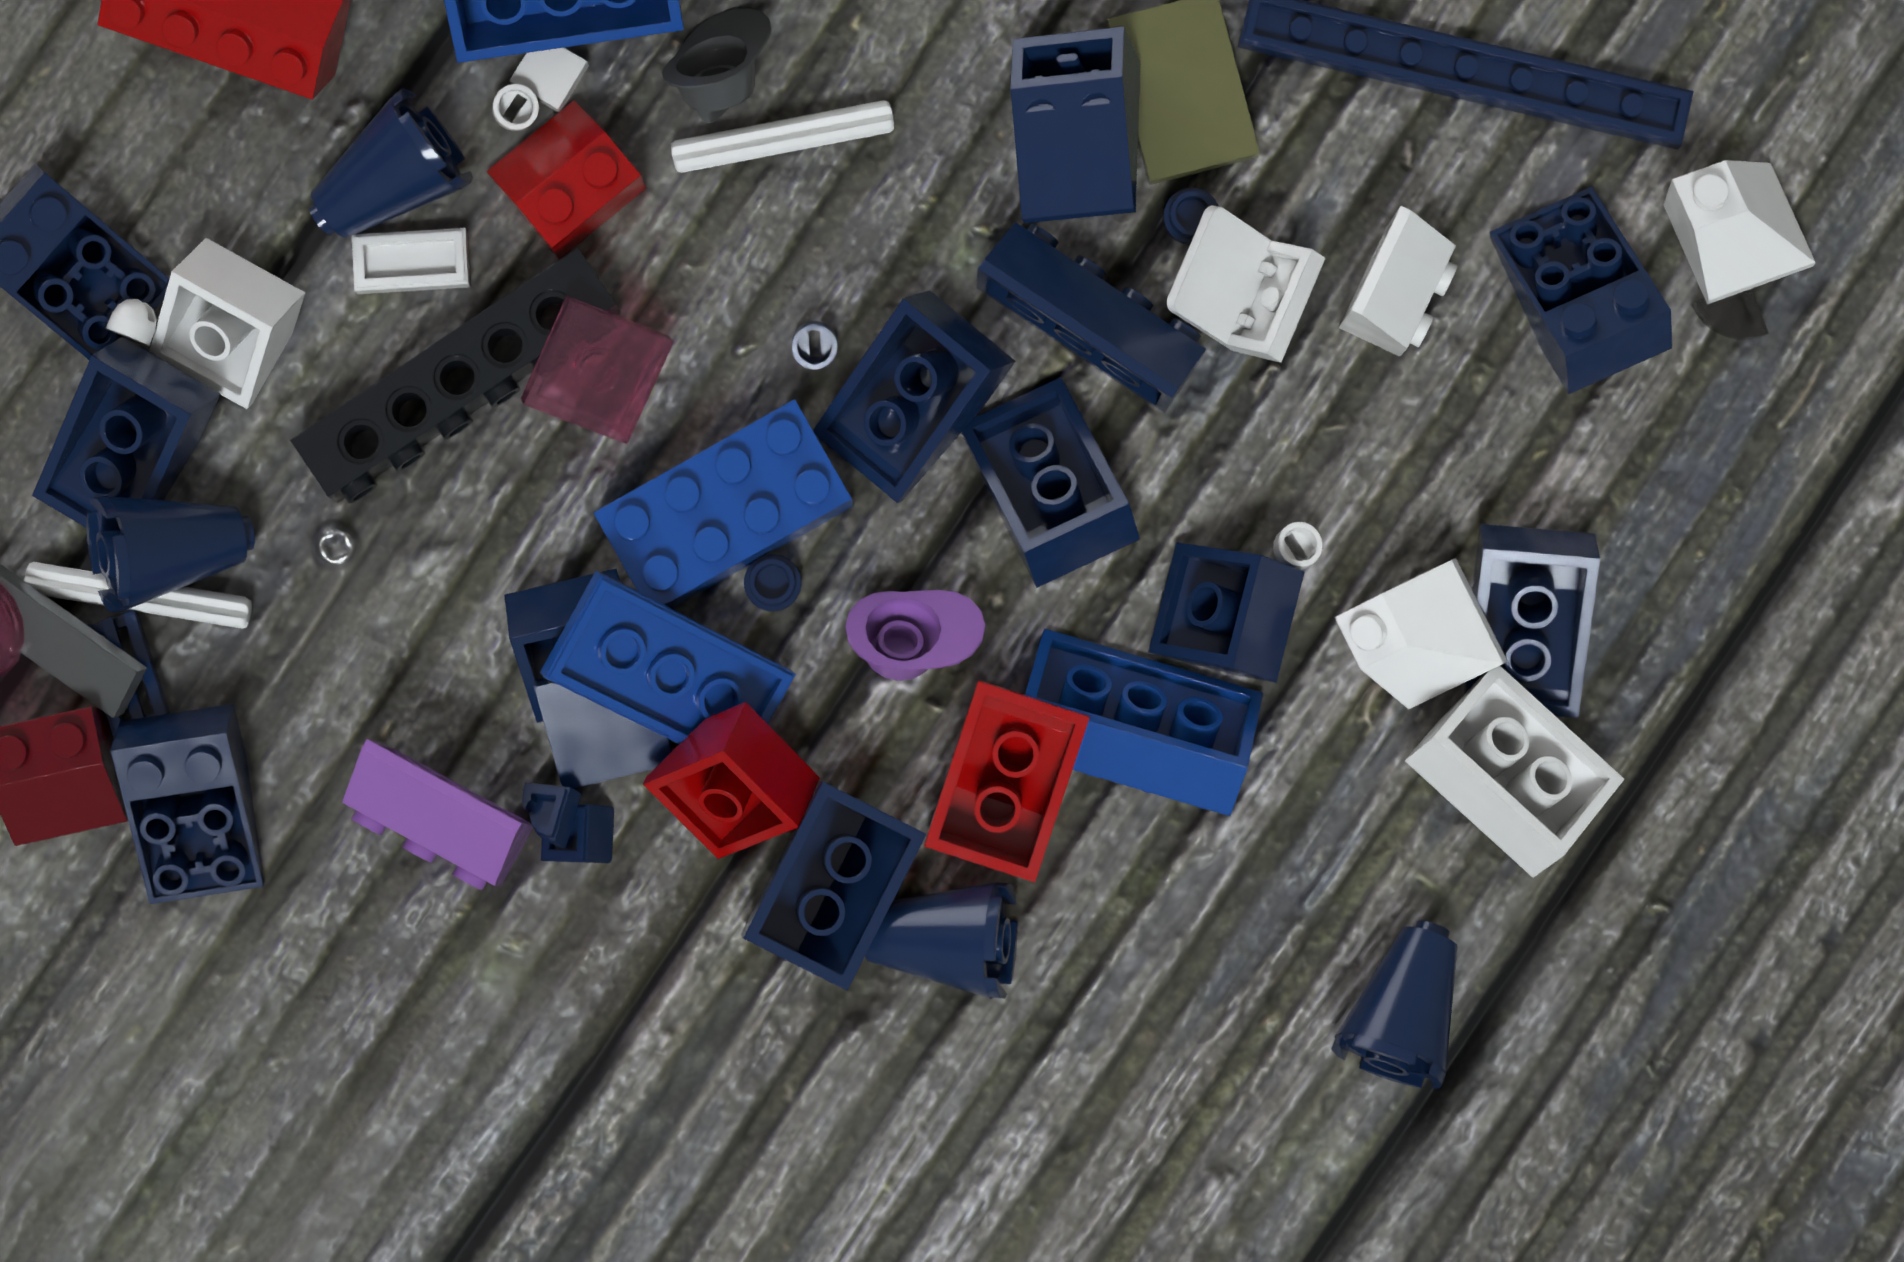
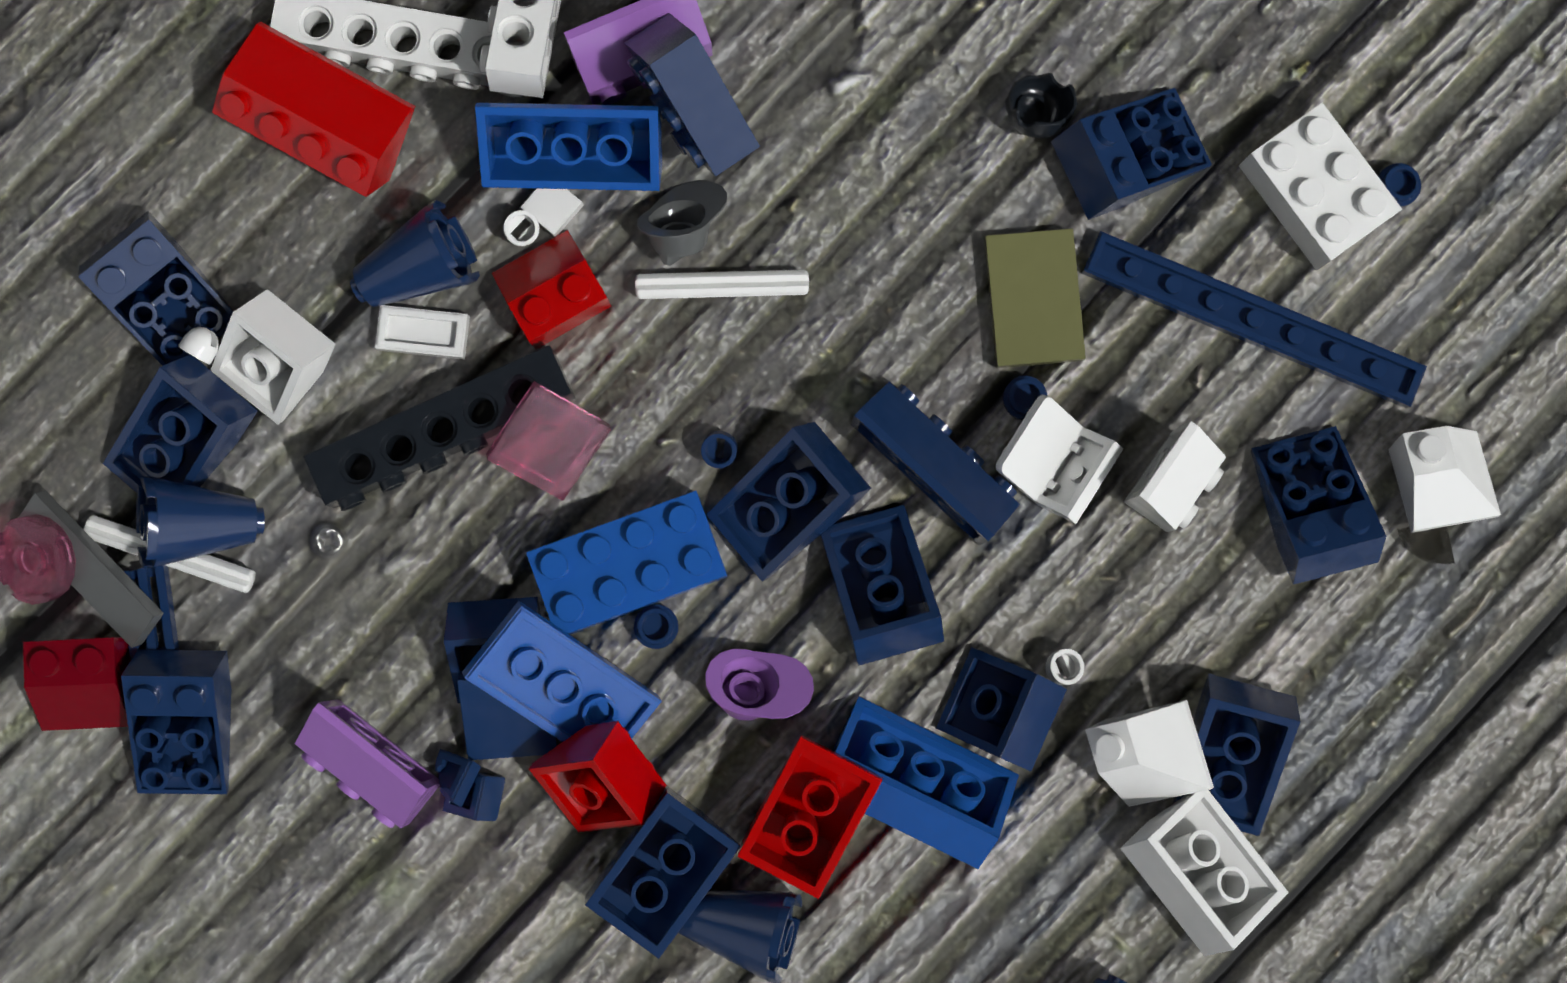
camera: 10 degrees right, 0 degrees up
(1076, 123) = (948, 314): dark blue slope -> none

